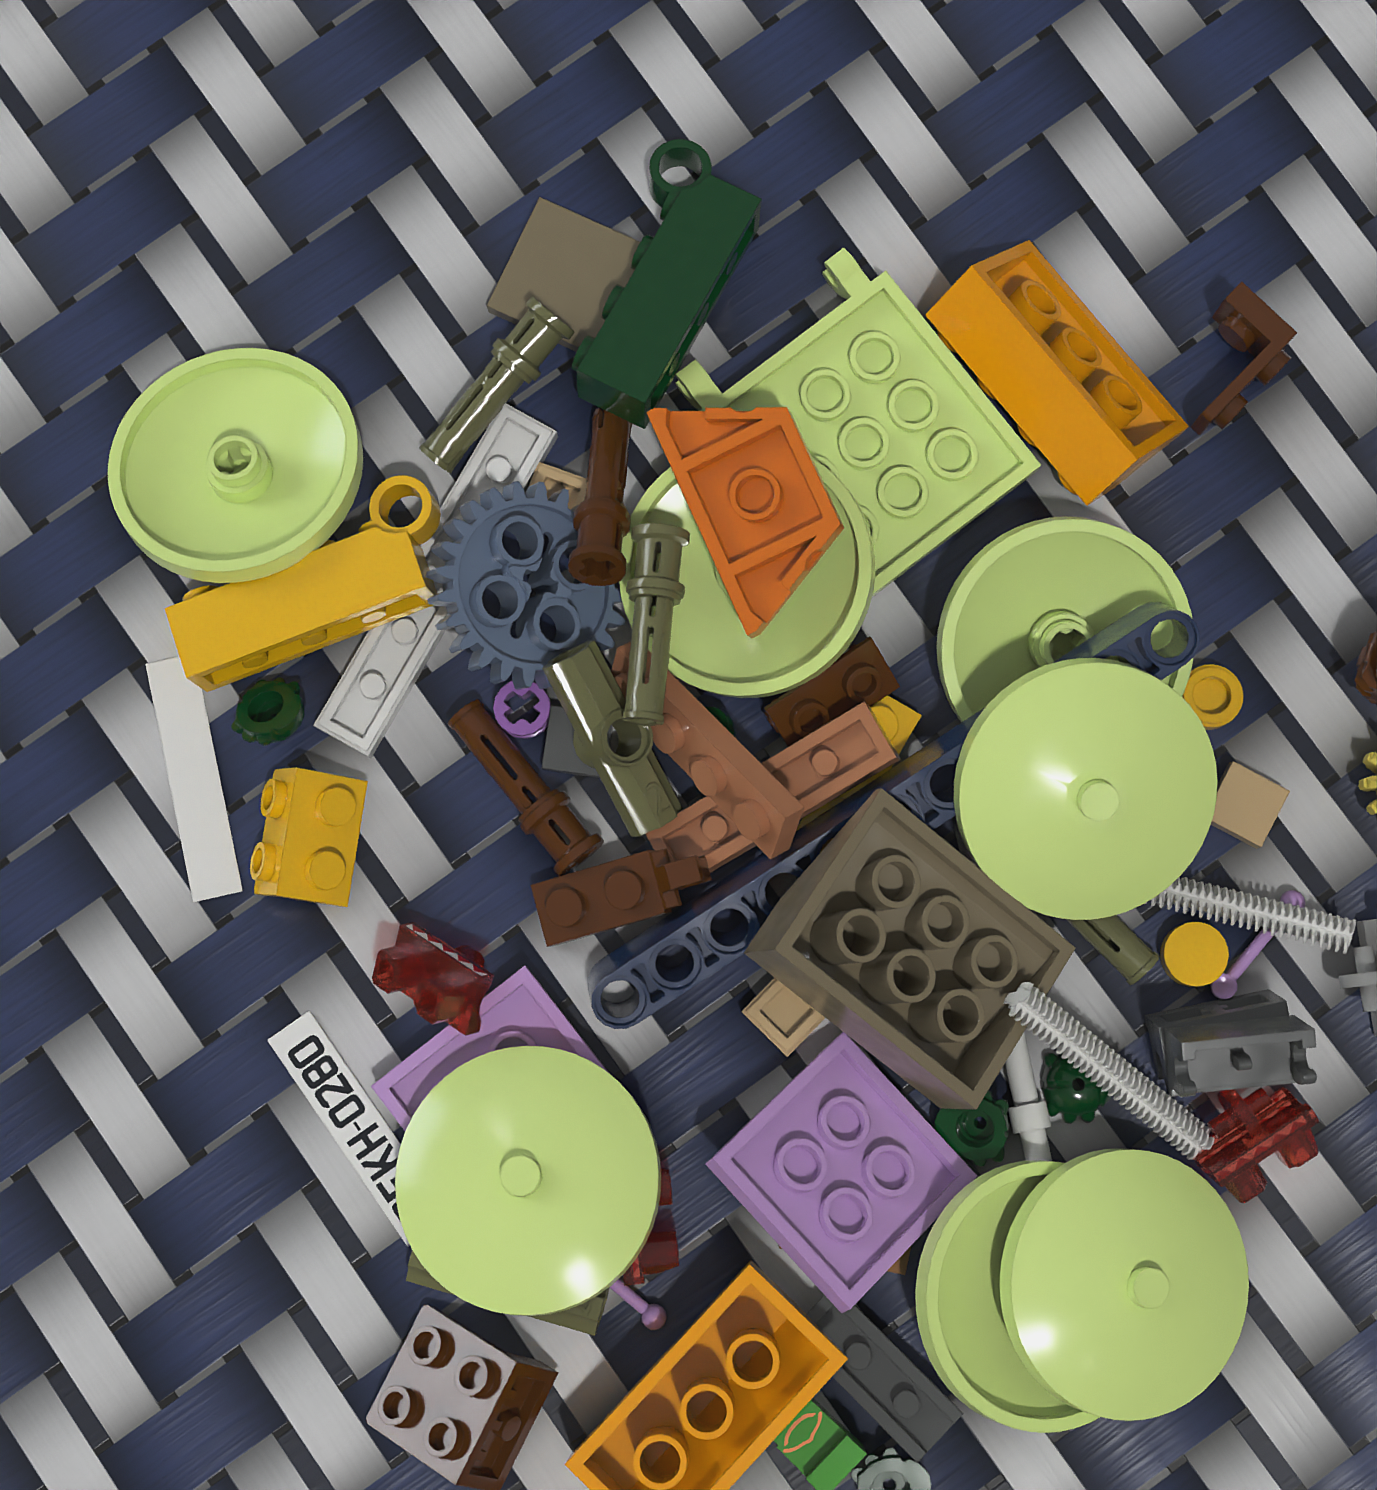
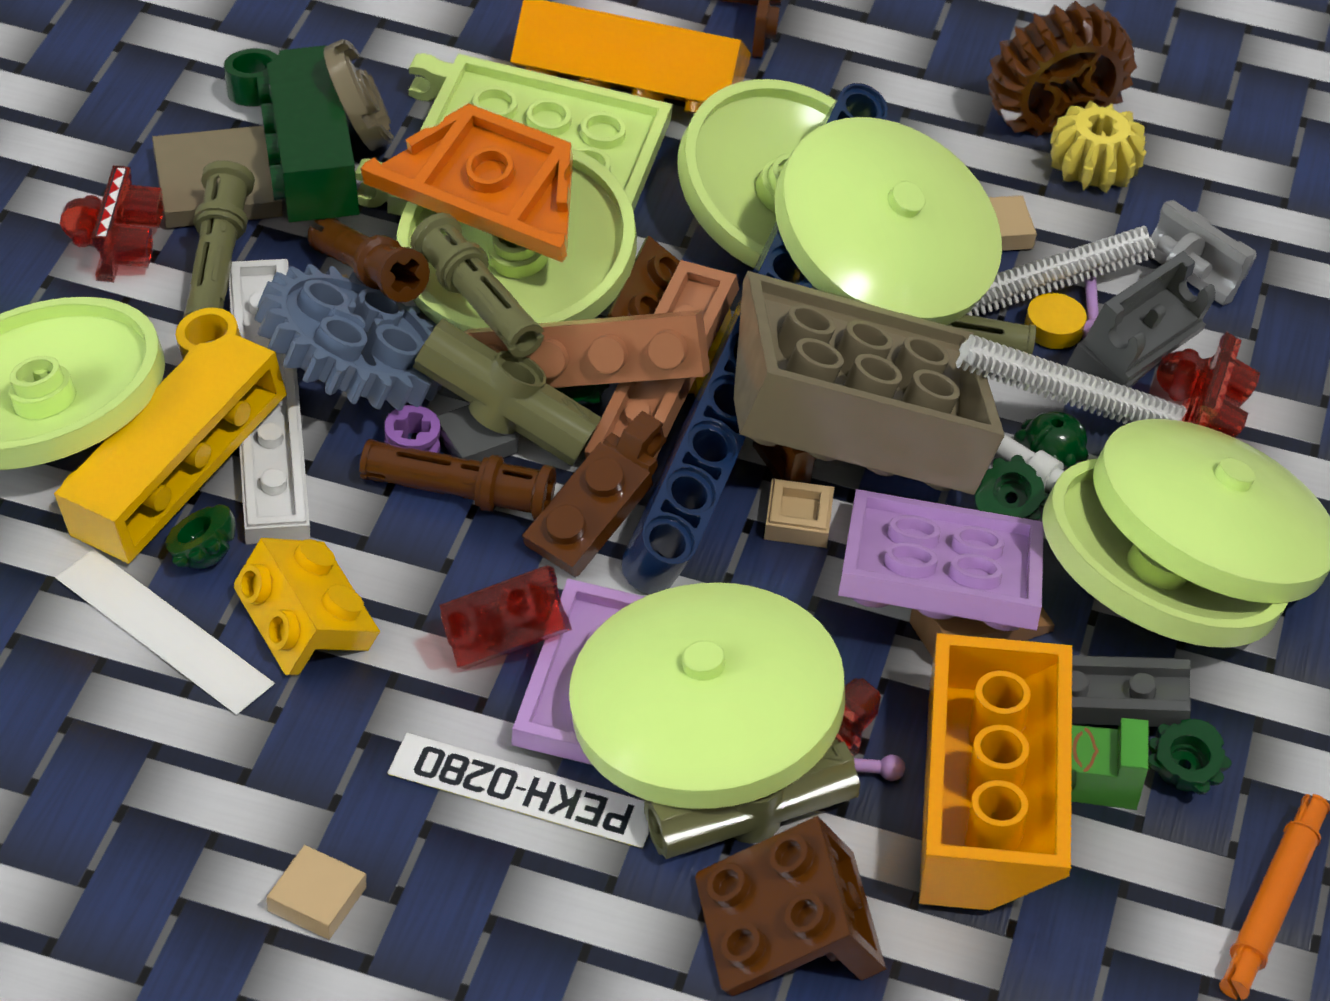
camera: 45 degrees left, 35 degrees down
(132, 1121) = (316, 892): none -> tan tile
(424, 289) = (108, 223): none -> clear red hips
(739, 281) = (358, 95): none -> dark tan tile

